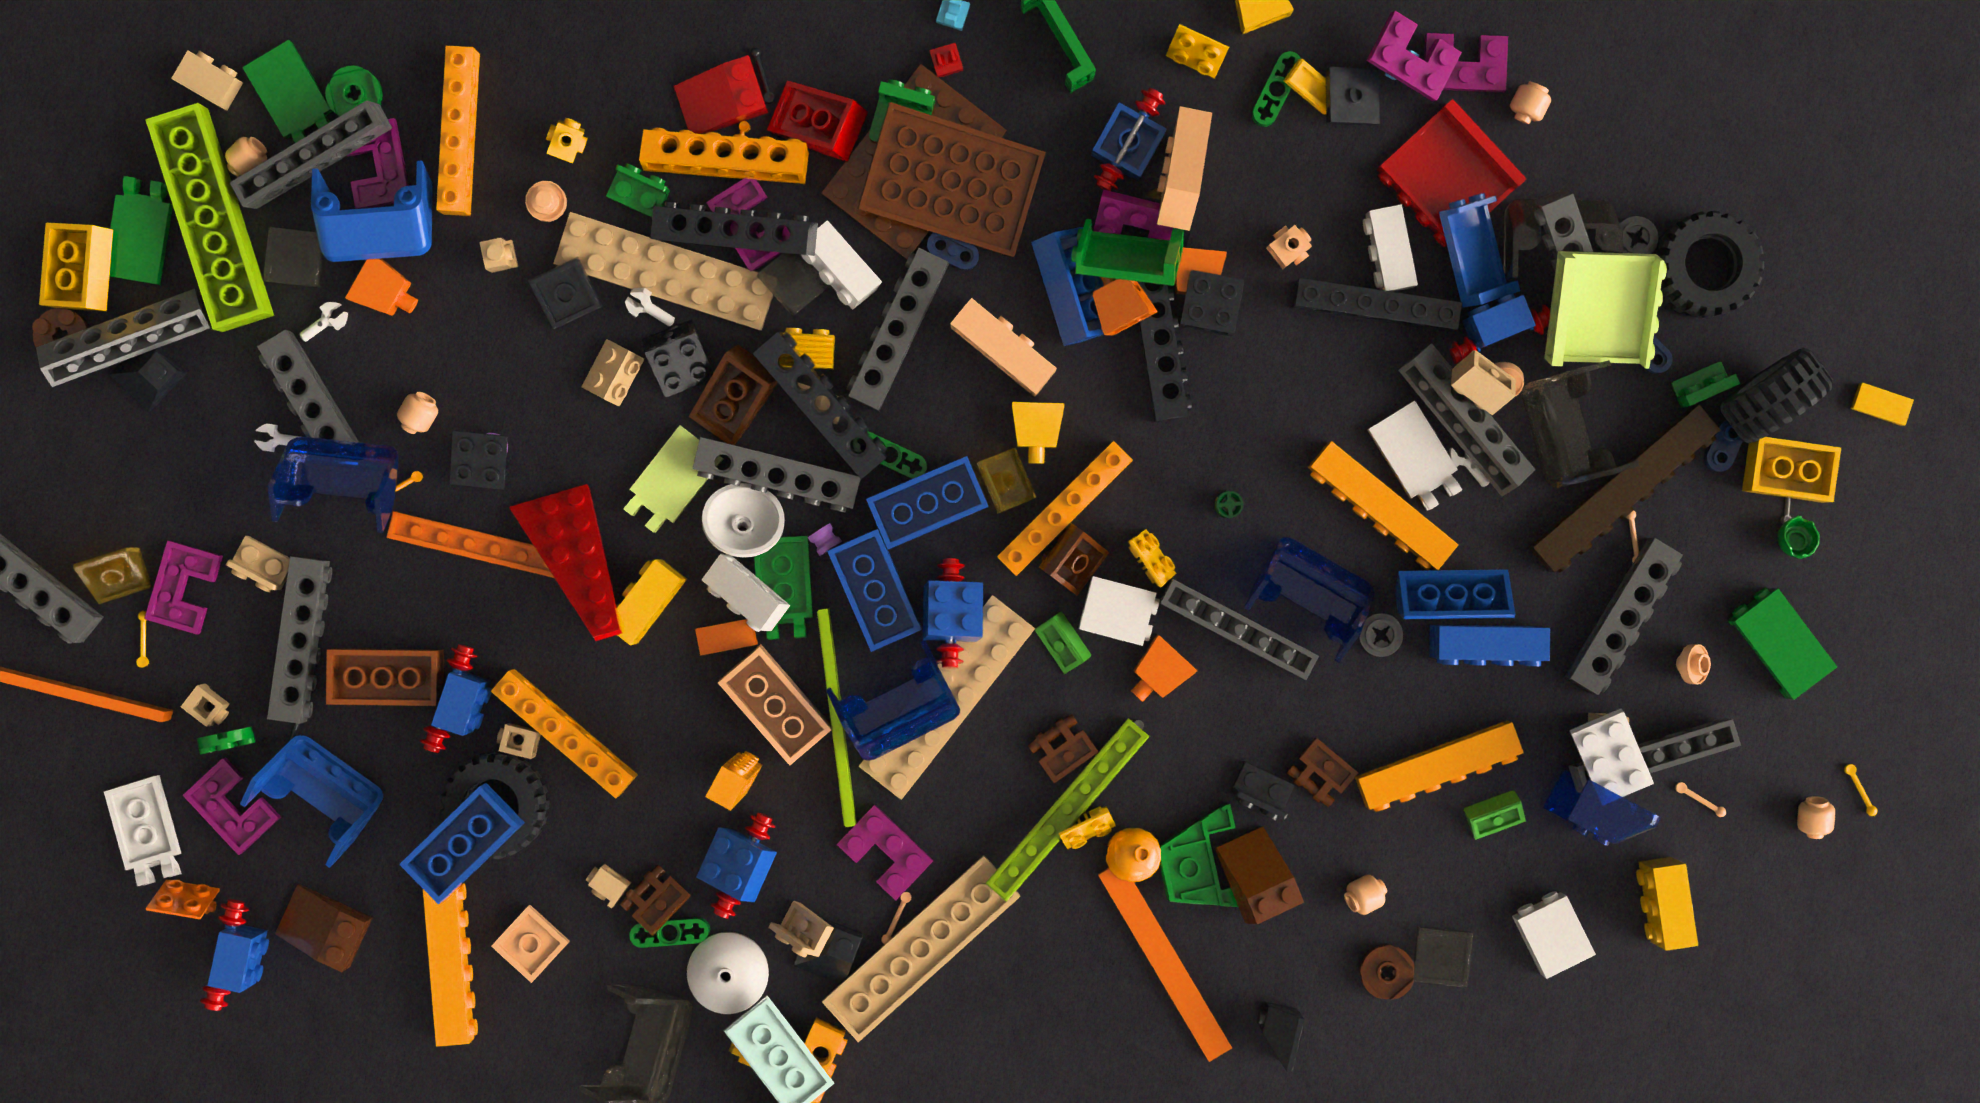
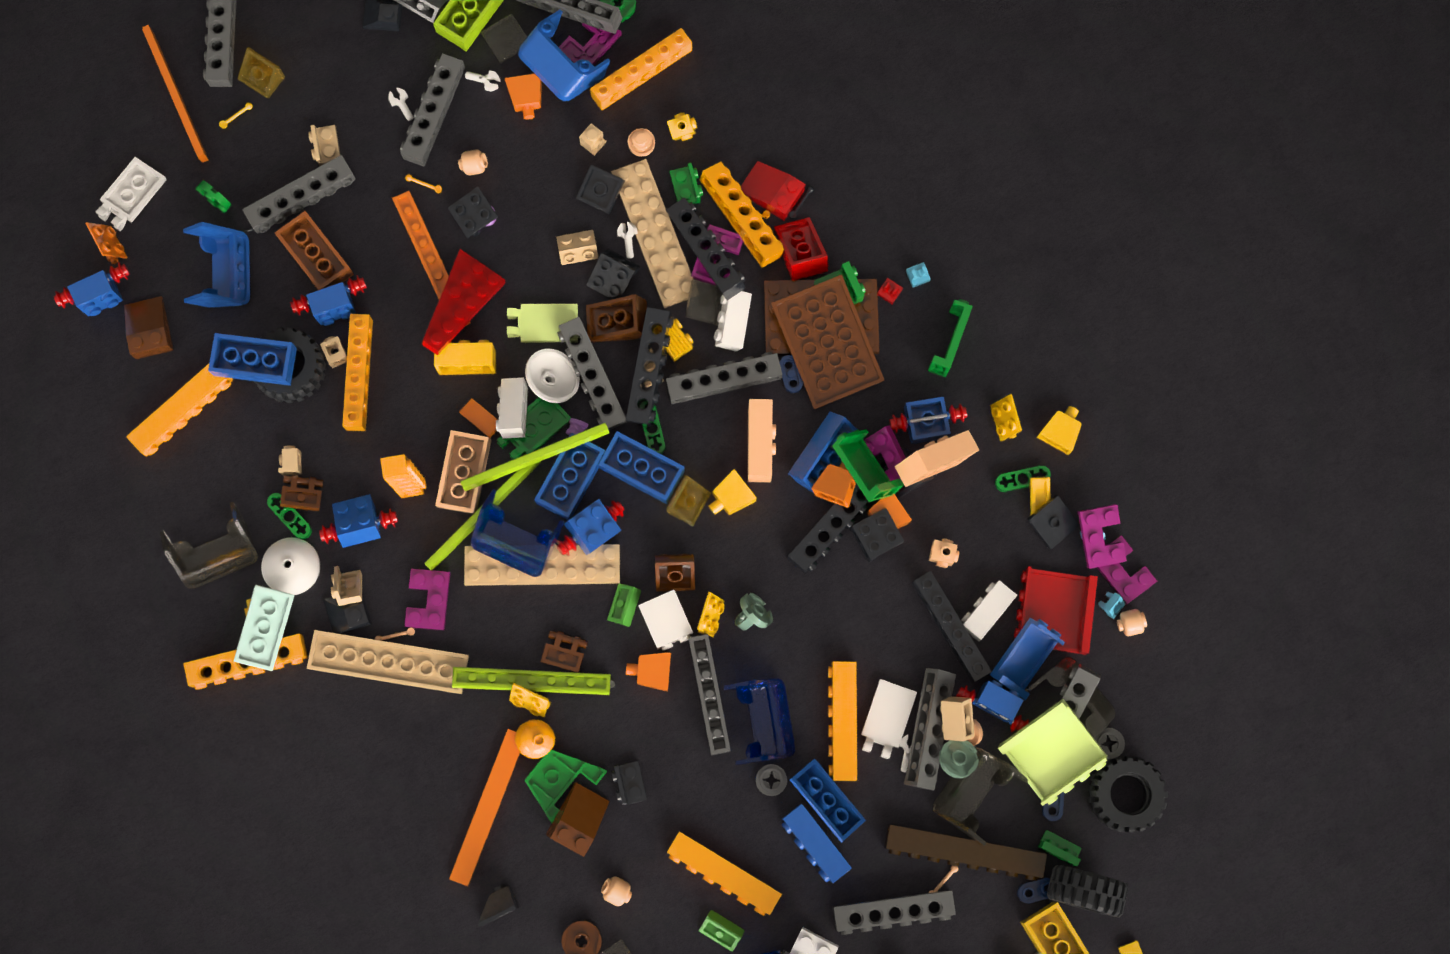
camera: 50 degrees right, 10 degrees down
(166, 599) = (267, 110): magenta plate -> none
(197, 706) = (223, 168): tan brick -> none
(210, 801) = (168, 238): magenta plate -> none
(335, 469) = (406, 139): clear blue windscreen -> none
(530, 943) = (224, 445): light nougat plate -> none
(824, 614) = (534, 457): none -> lime tile
(1064, 508) = (699, 545): light orange brick -> none
(1187, 509) = (753, 613): none -> sand green tile
(1233, 503) = (777, 634): dark green wheel -> none
(1328, 766) = (673, 809): reddish brown plate -> none
(1495, 106) = (1114, 604): none -> medium azure tile
(1525, 416) = (958, 758): none -> sand green tile

